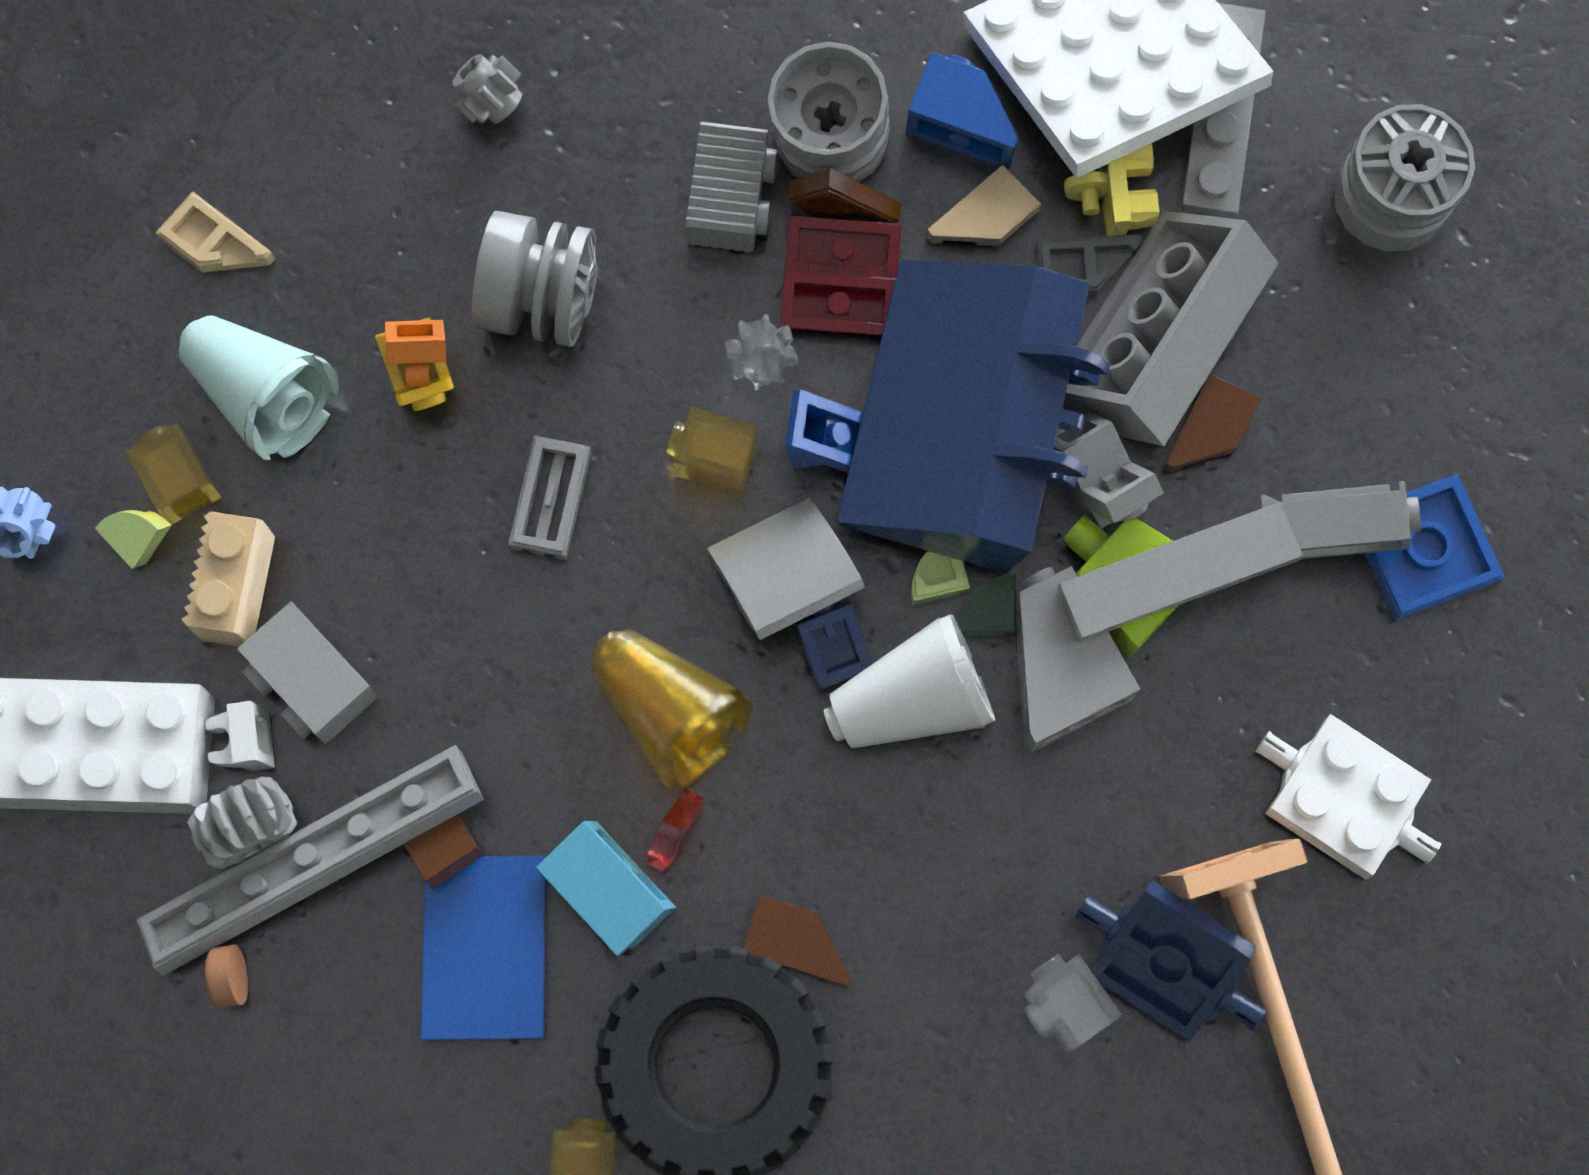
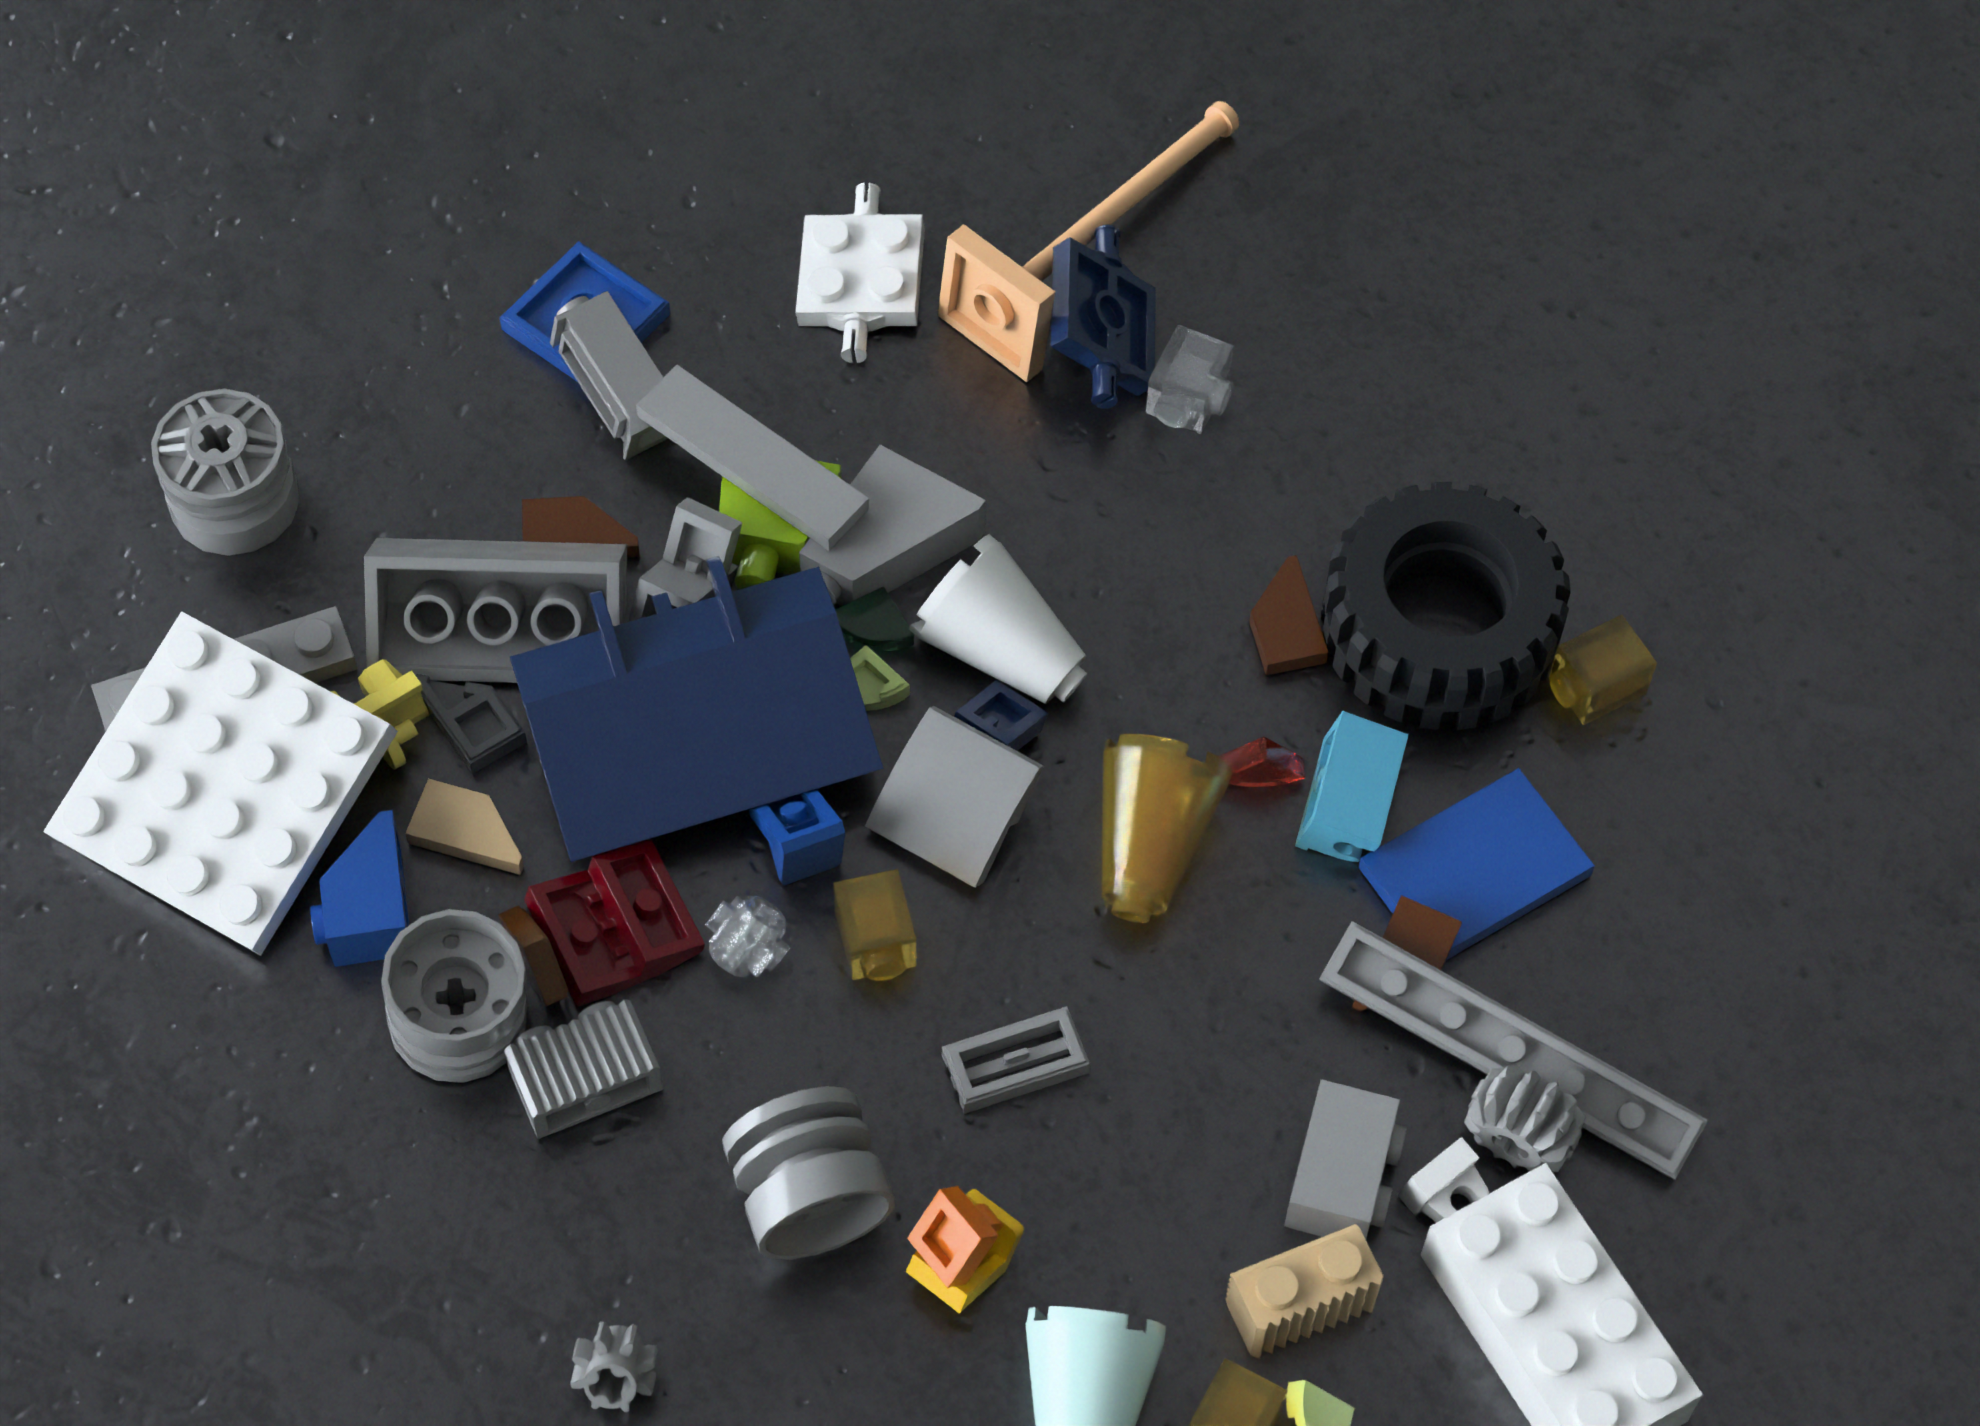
camera: 120 degrees left, 15 degrees down
(226, 976) = (1665, 1060): nougat tile -> none

